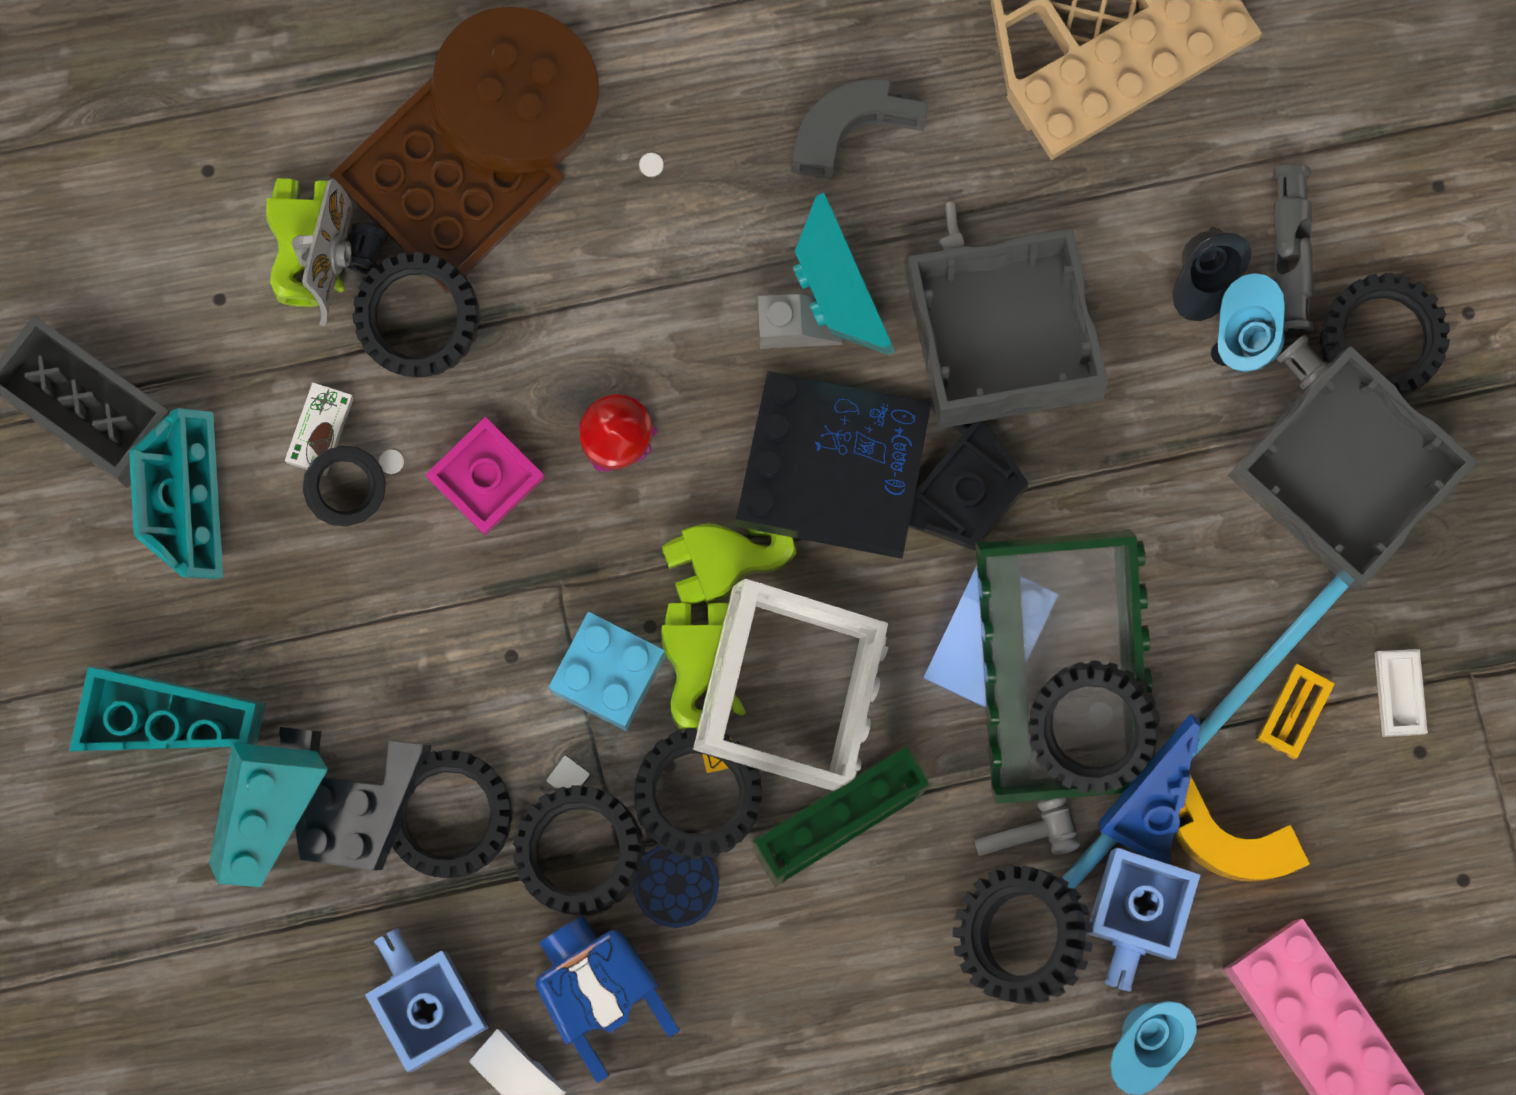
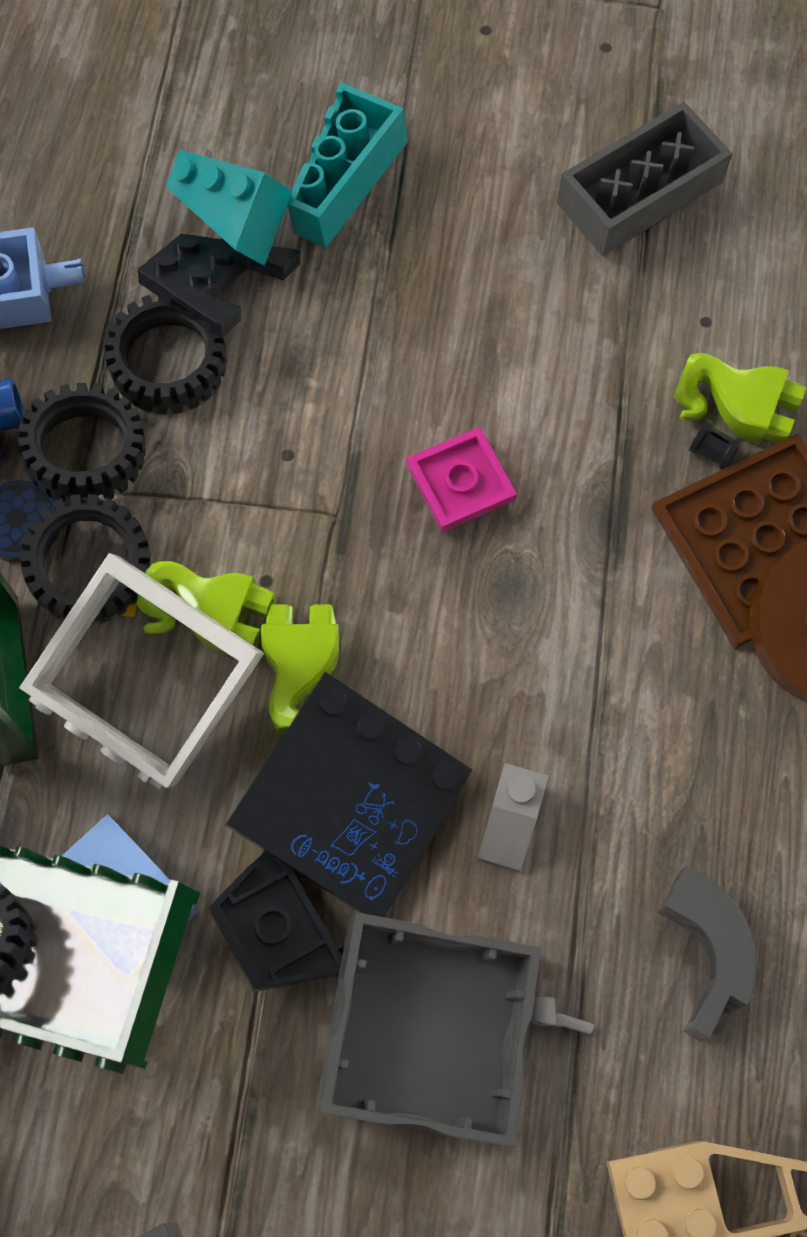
camera: 110 degrees right, 10 degrees down
(178, 494) = (531, 217): teal wedge -> none
(318, 425) = (556, 361): white tile -> none
(327, 246) = (720, 395): light grey shield -> none
(347, 454) = (480, 331): black tyre -> none
(366, 314) = (630, 424): black tyre -> none
(391, 461) = (506, 412): white sticker -> none
(567, 774) = (159, 466): white sticker -> none
(607, 671) = (233, 519): medium azure brick -> none
(616, 432) = (460, 605): red hair -> none
(651, 164) = (726, 735): white sticker -> none
(836, 281) = (536, 858): teal wedge -> none

